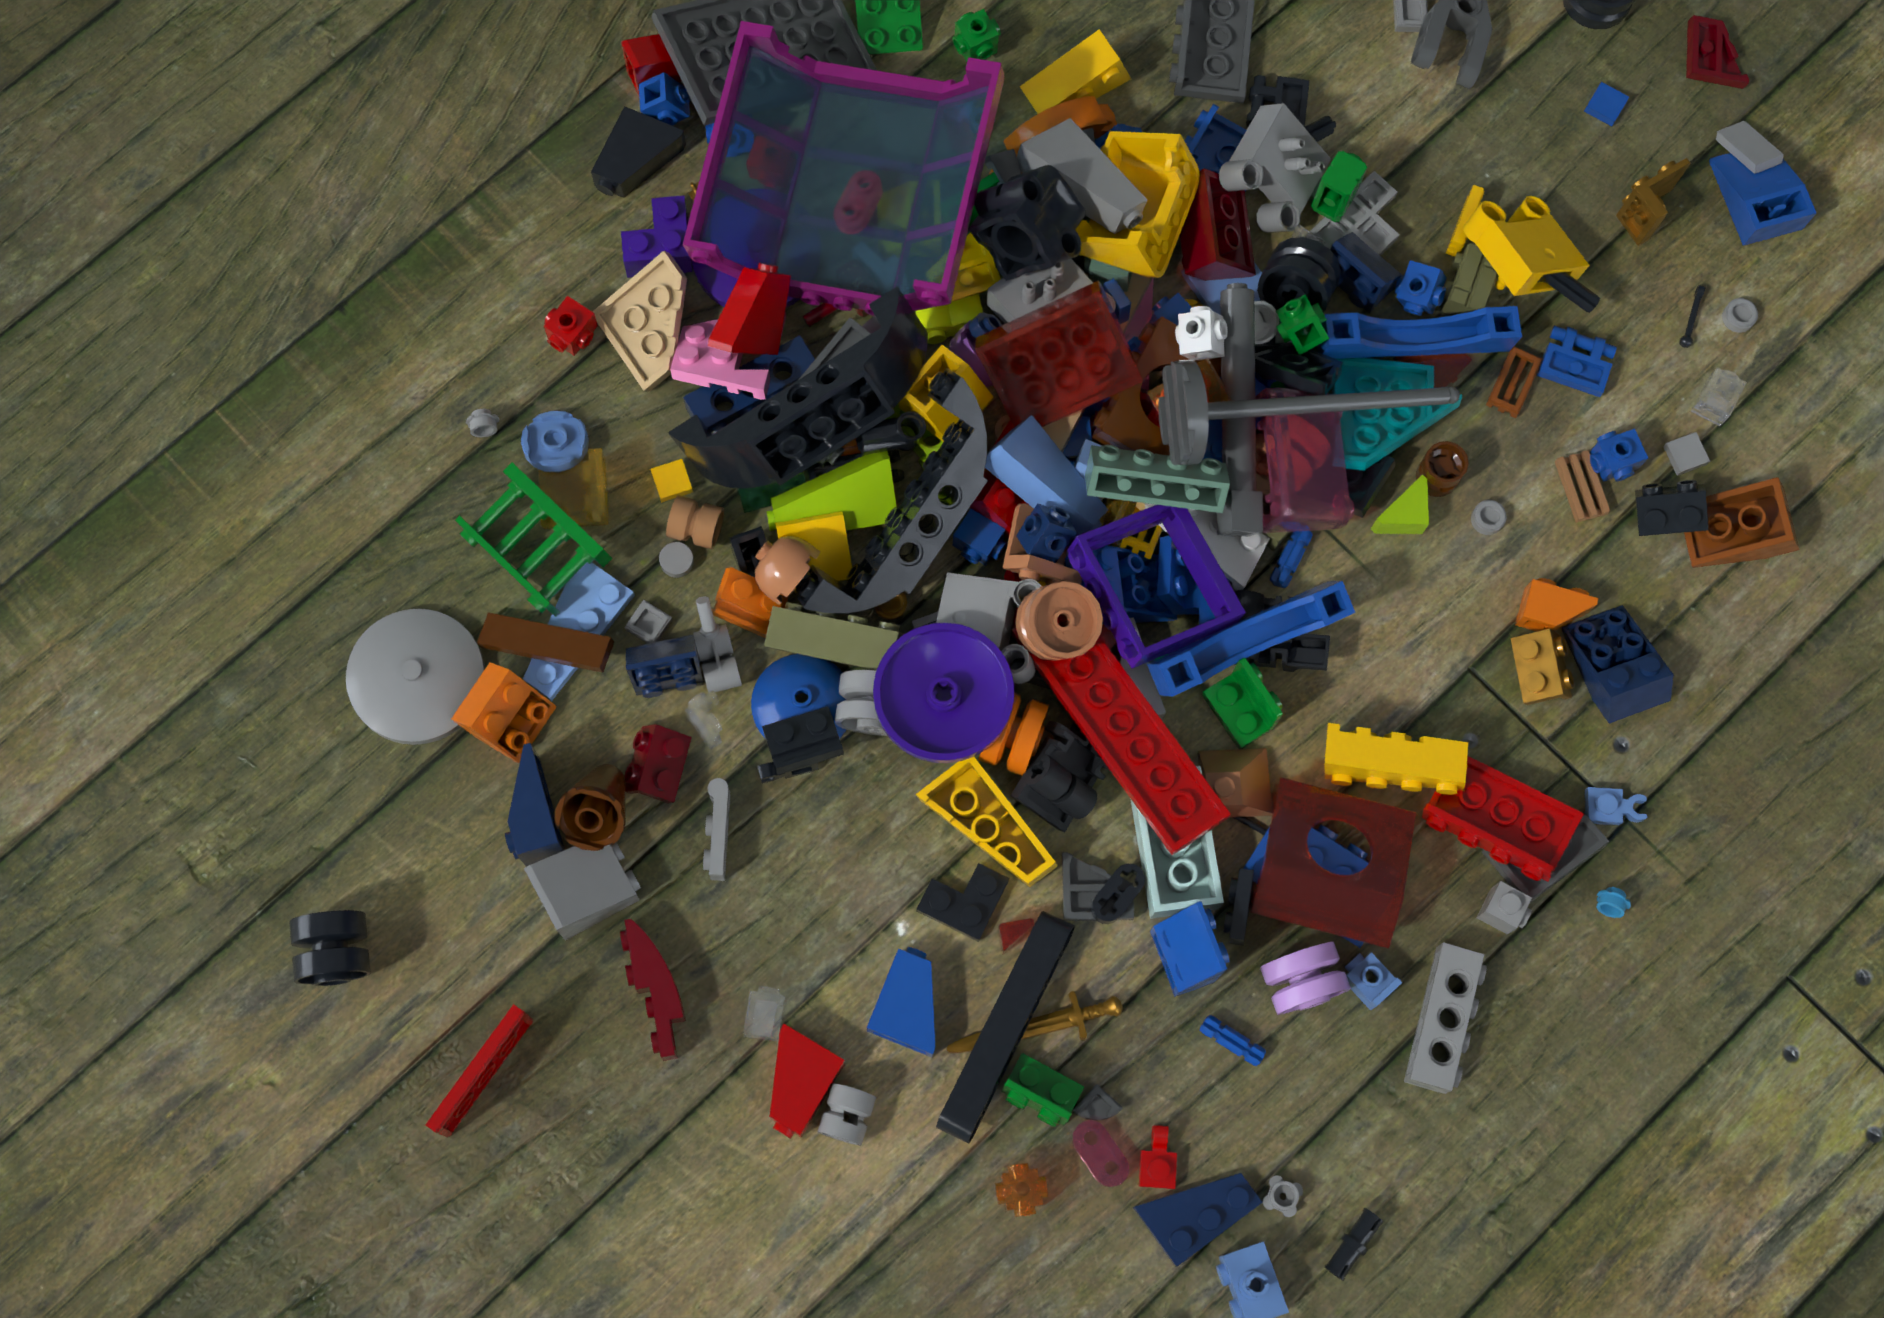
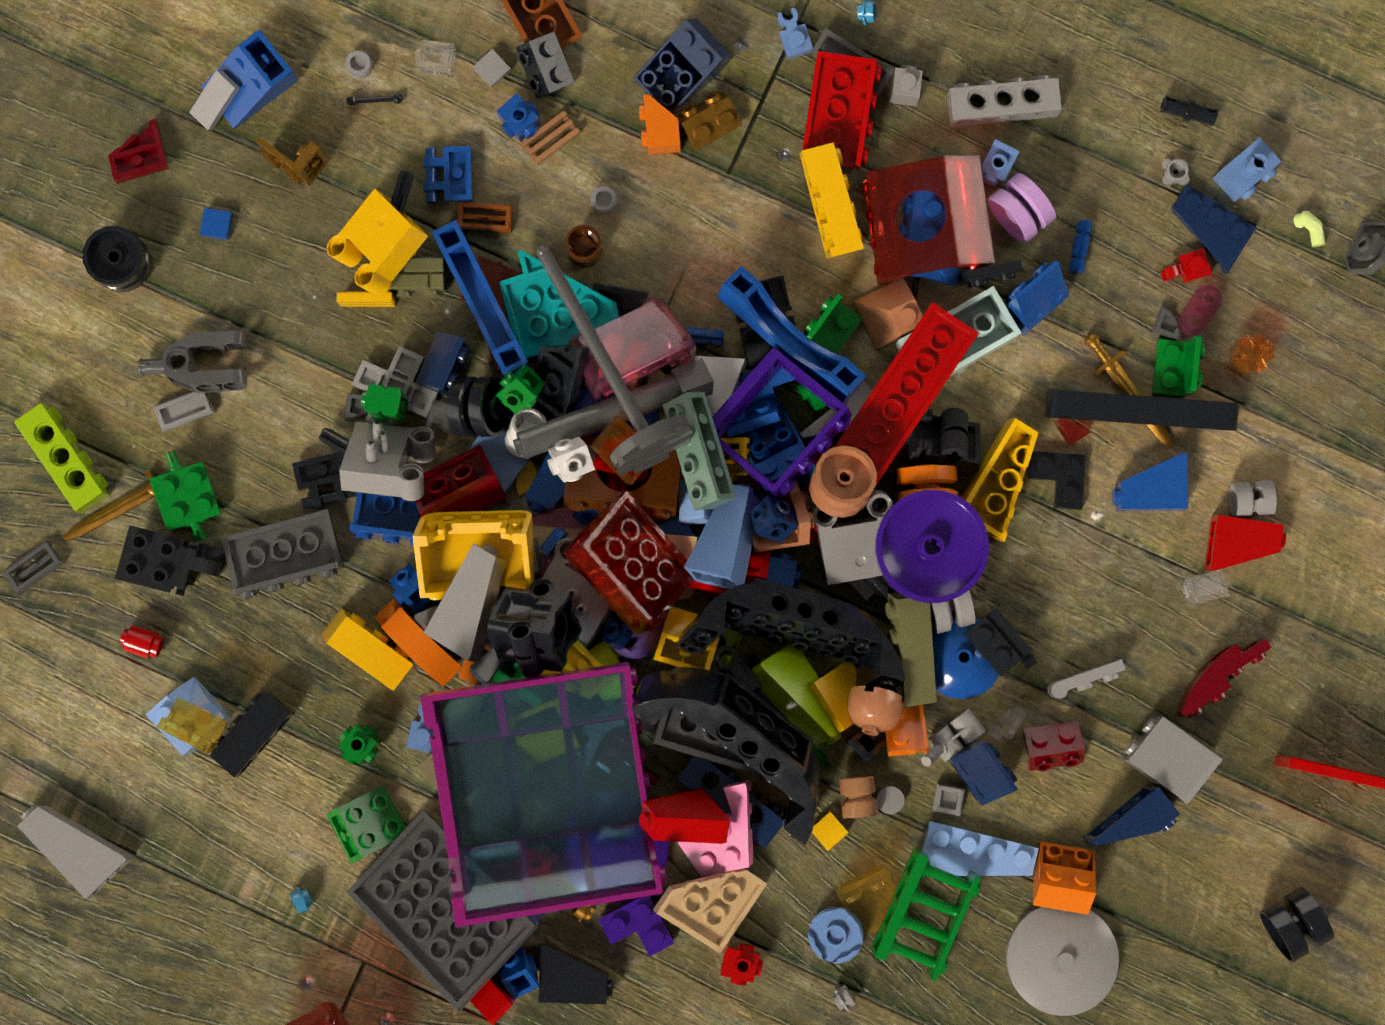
camera: 105 degrees left, 10 degrees up
(545, 642) = (1000, 869): reddish brown tile -> none
(594, 809) = (1115, 773): reddish brown cone -> none
(860, 200) = (557, 774): clear pink plate -> none
(1081, 885) = (1016, 385): dark grey wing -> none
(1111, 888) = (1016, 360): black beam -> none
(1406, 514) = (627, 261): lime slope -> none
(1421, 288) = (433, 306): blue brick -> none

